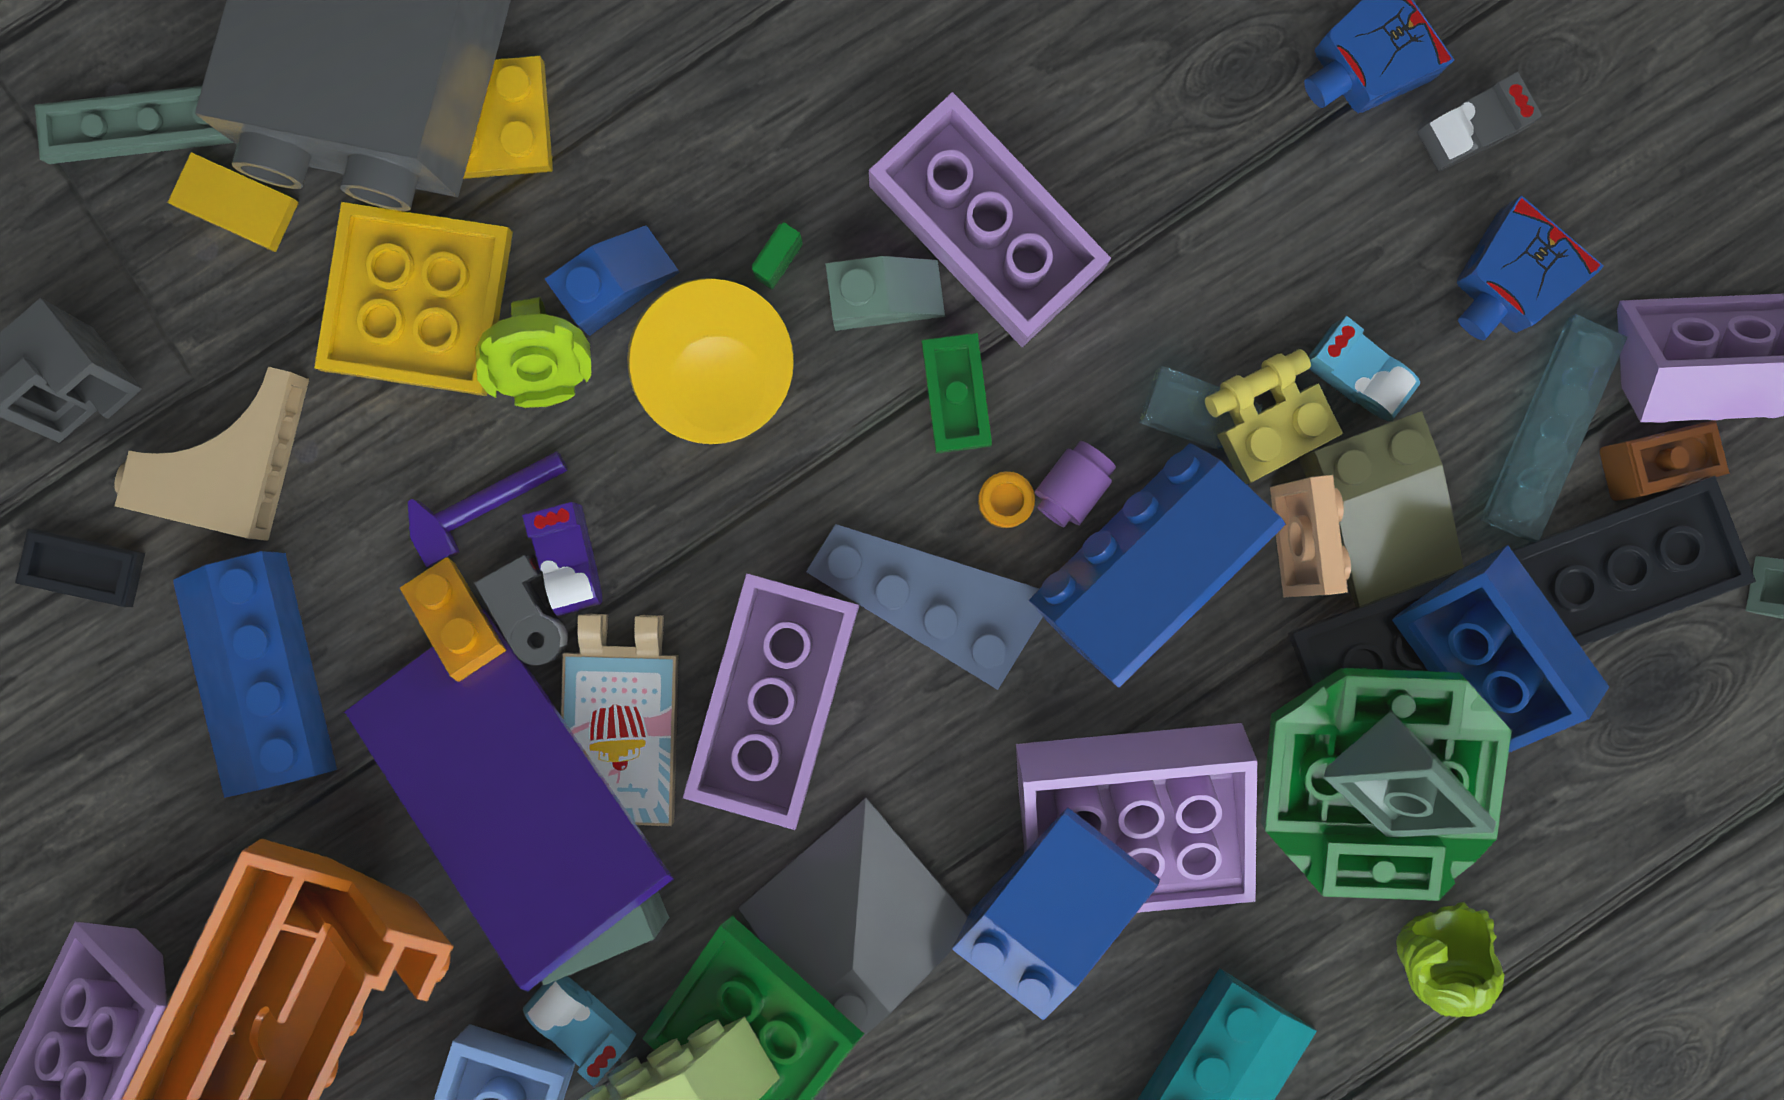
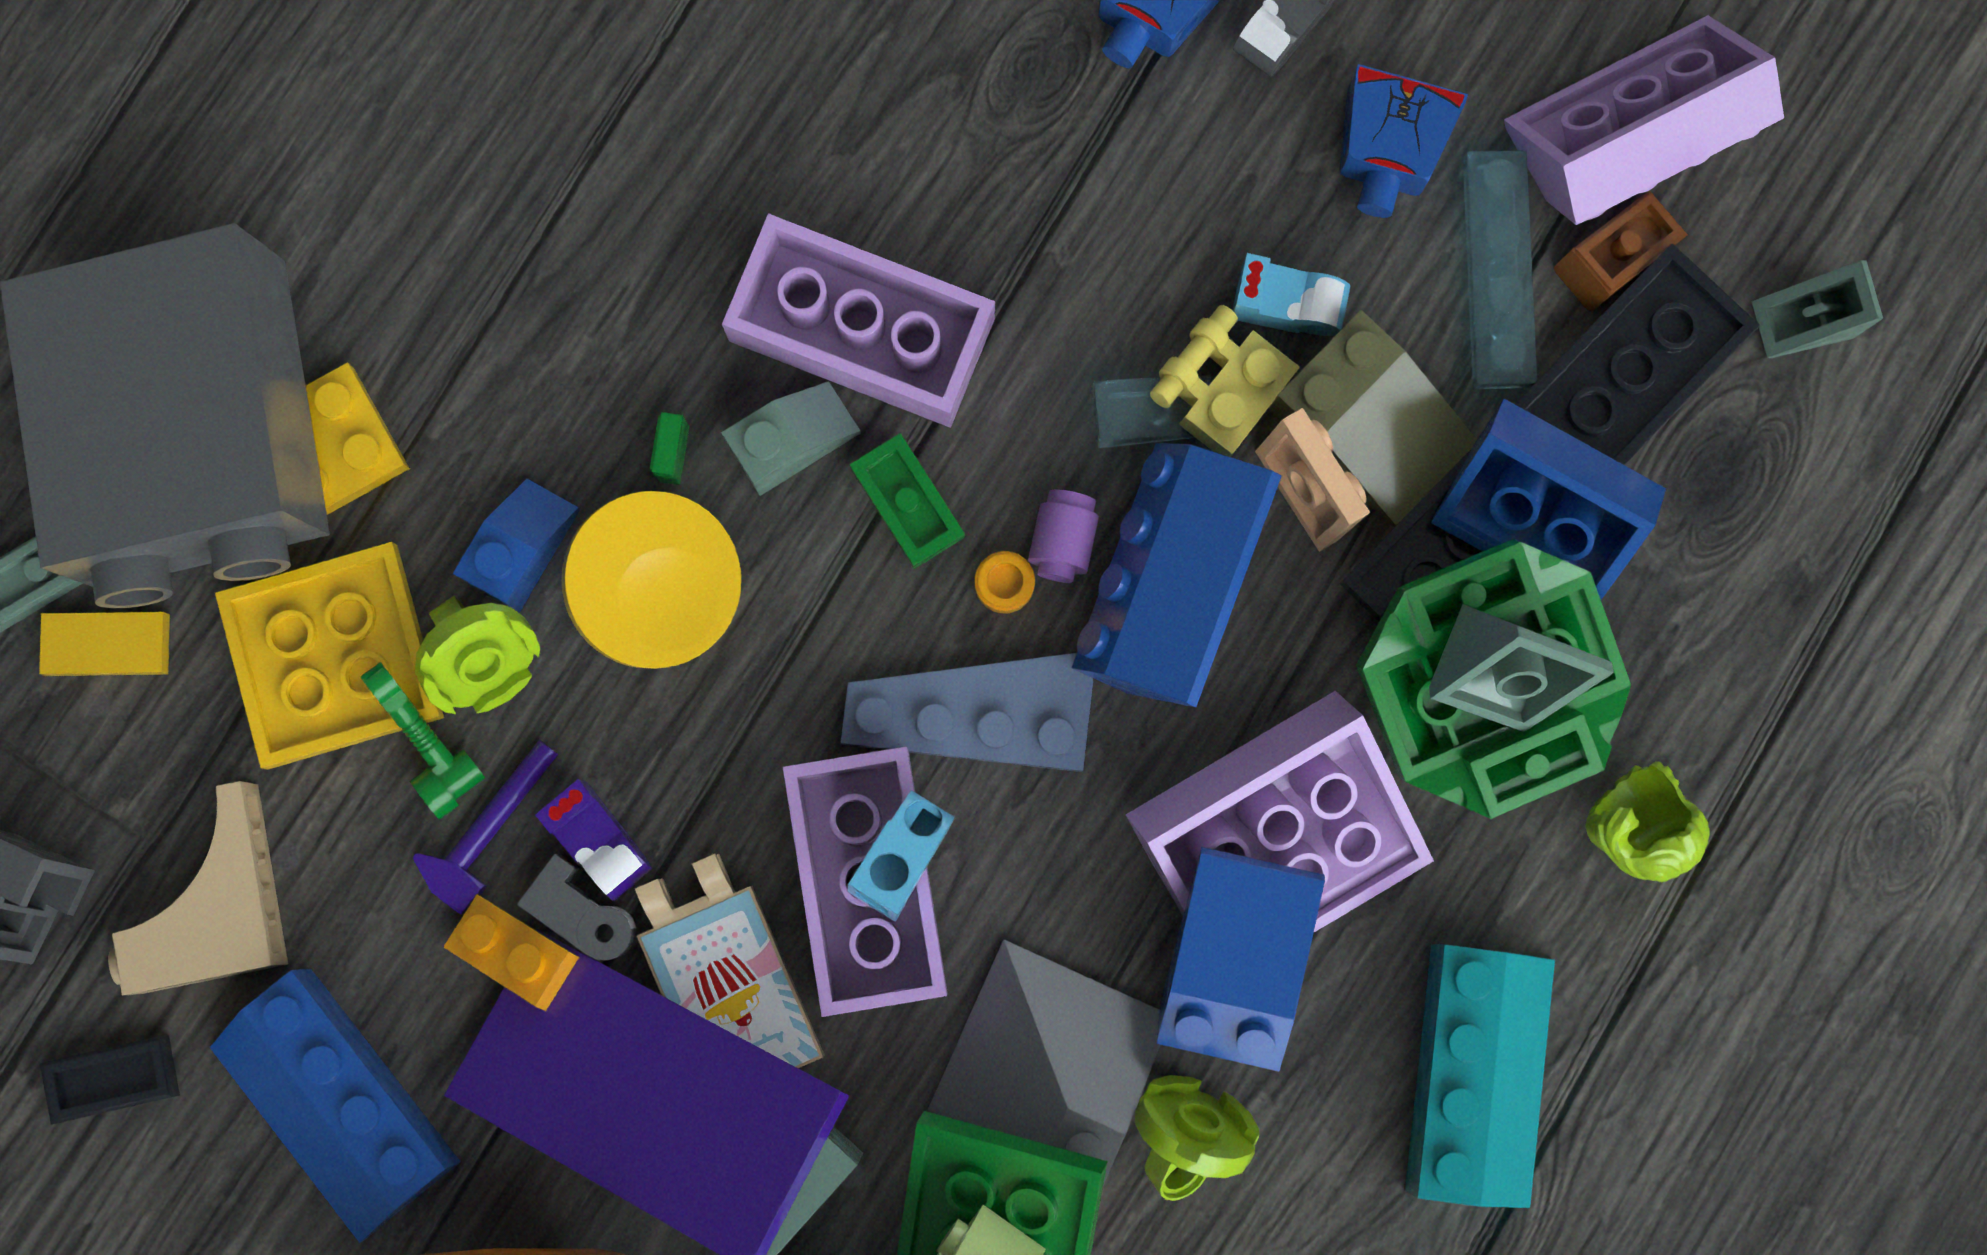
camera: 25 degrees left, 5 degrees down
(466, 446) = (447, 775): none -> green brick
(811, 697) = (900, 855): none -> medium azure leg
(947, 1036) = (1192, 1133): none -> lime tile

